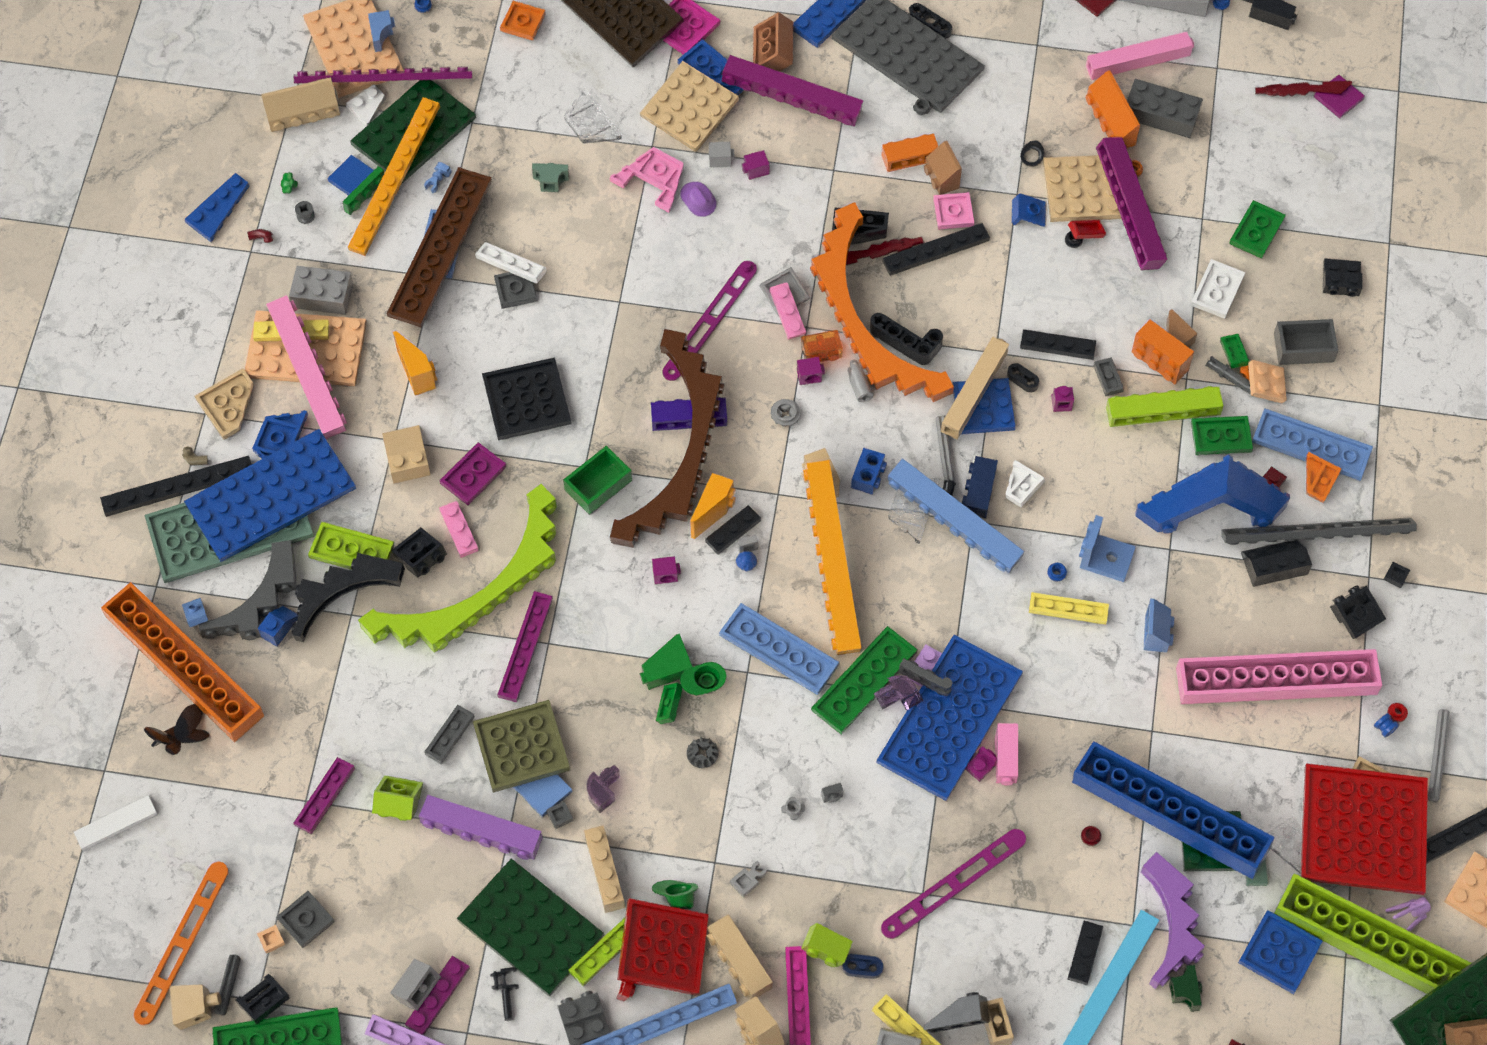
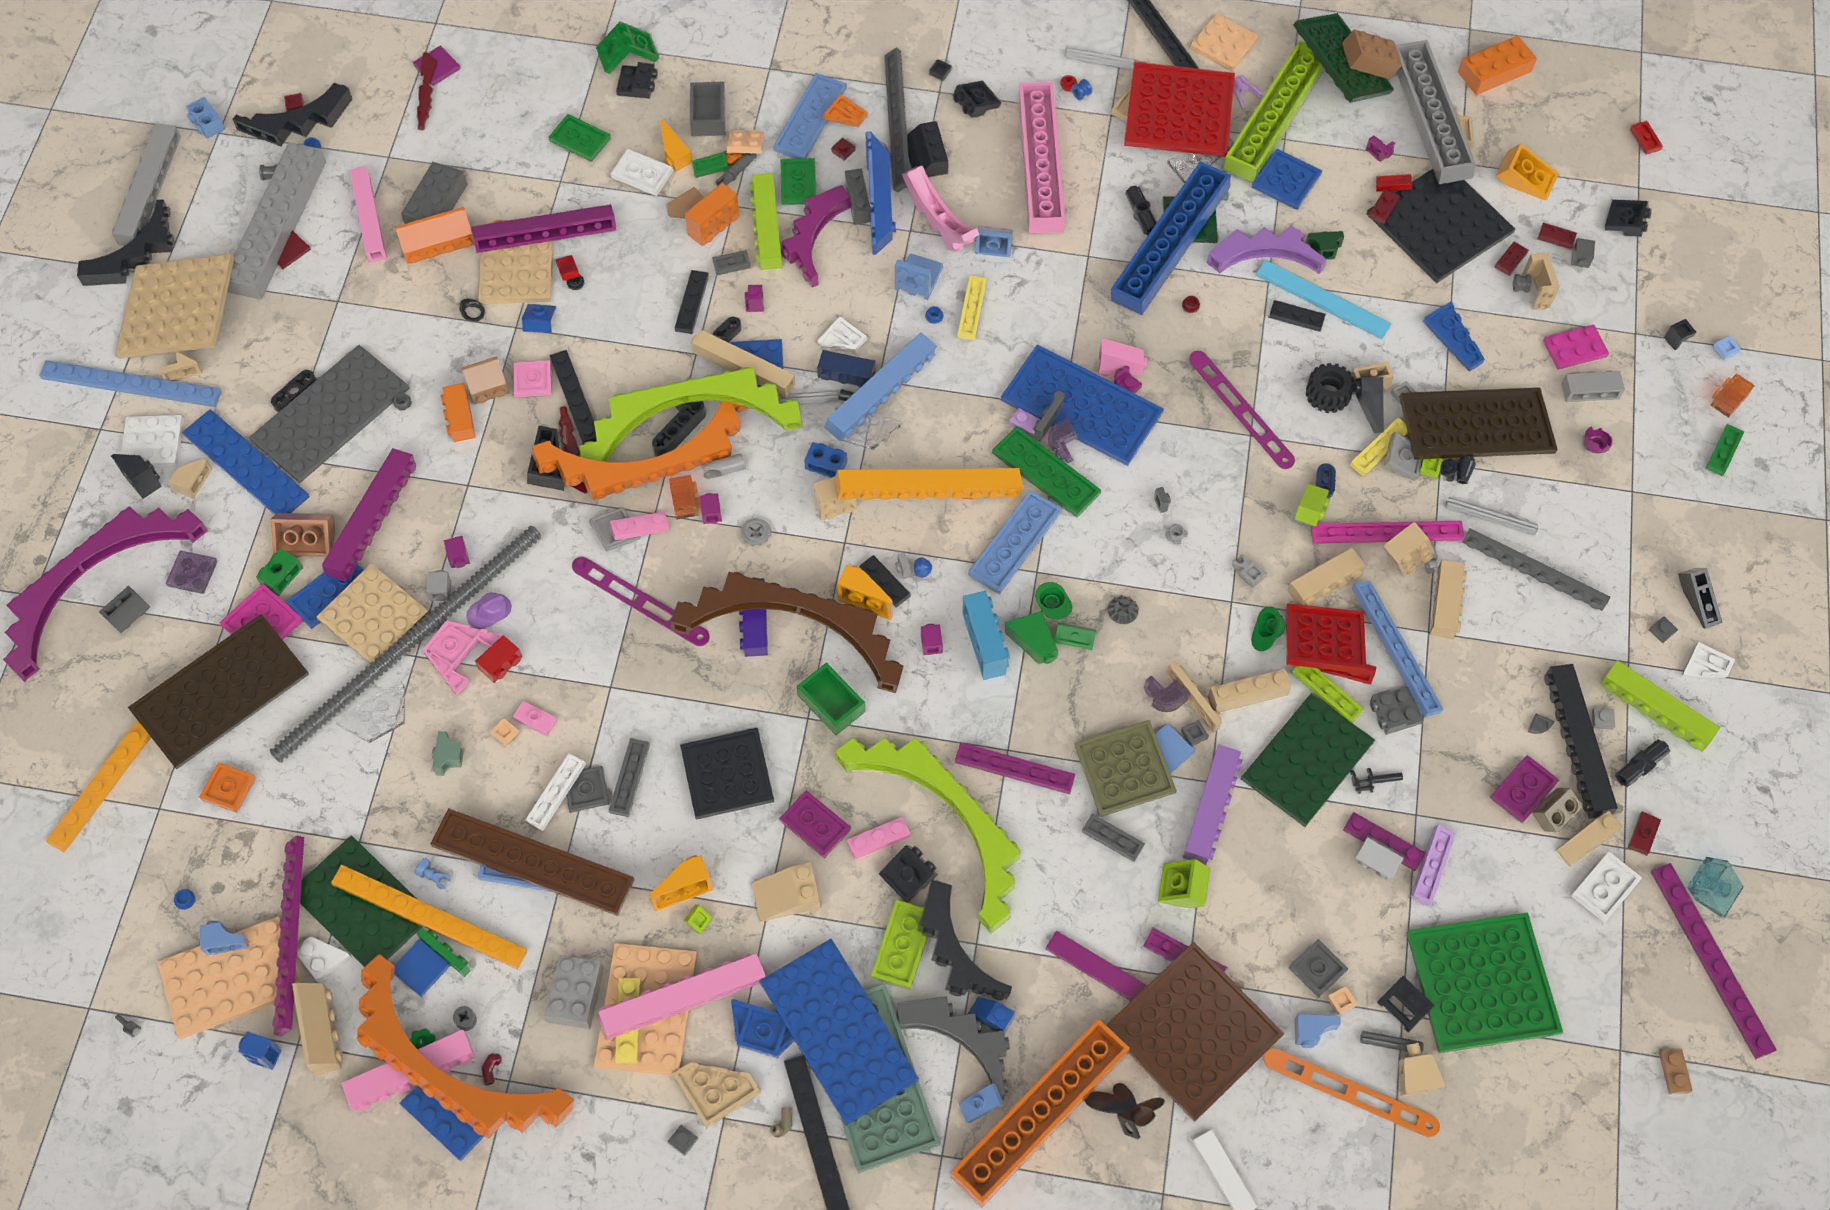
camera: 90 degrees left, 0 degrees up
(187, 382) = (682, 1140): none -> dark grey plate
(244, 906) = (1310, 1028): none -> medium blue arch
(249, 798) = (1194, 1031): none -> reddish brown plate
(262, 176) = (384, 1081): none -> bright pink brick
(282, 67) = (259, 1050): none -> blue brick
(282, 150) = (478, 1107): none -> orange arch
(303, 740) = (1095, 966): none -> magenta tile
(383, 381) = (698, 919): none -> lime plate
(524, 320) = (629, 777): none -> dark grey plate
(571, 219) = (504, 732): none -> light nougat plate
(586, 242) = (535, 718): none -> bright pink plate
(605, 812) = (1199, 702): none -> tan plate
(644, 207) = (498, 659): none -> red brick
(665, 138) = (405, 644): none -> dark grey piece
(665, 614) = (985, 635): none -> dark azure brick
(733, 31) = (289, 567): none -> green brick
(937, 377) = (734, 387): none -> lime arch
(986, 961) = (1333, 376): none -> black tyre
(1131, 440) = (818, 213): none -> magenta arch
(1181, 572) = (939, 216): none -> bright pink arch
(1227, 782) = (1141, 209): none -> black piece
(1251, 314) = (676, 152): none -> light orange slope
(1382, 256) = (621, 42): none -> green bracket

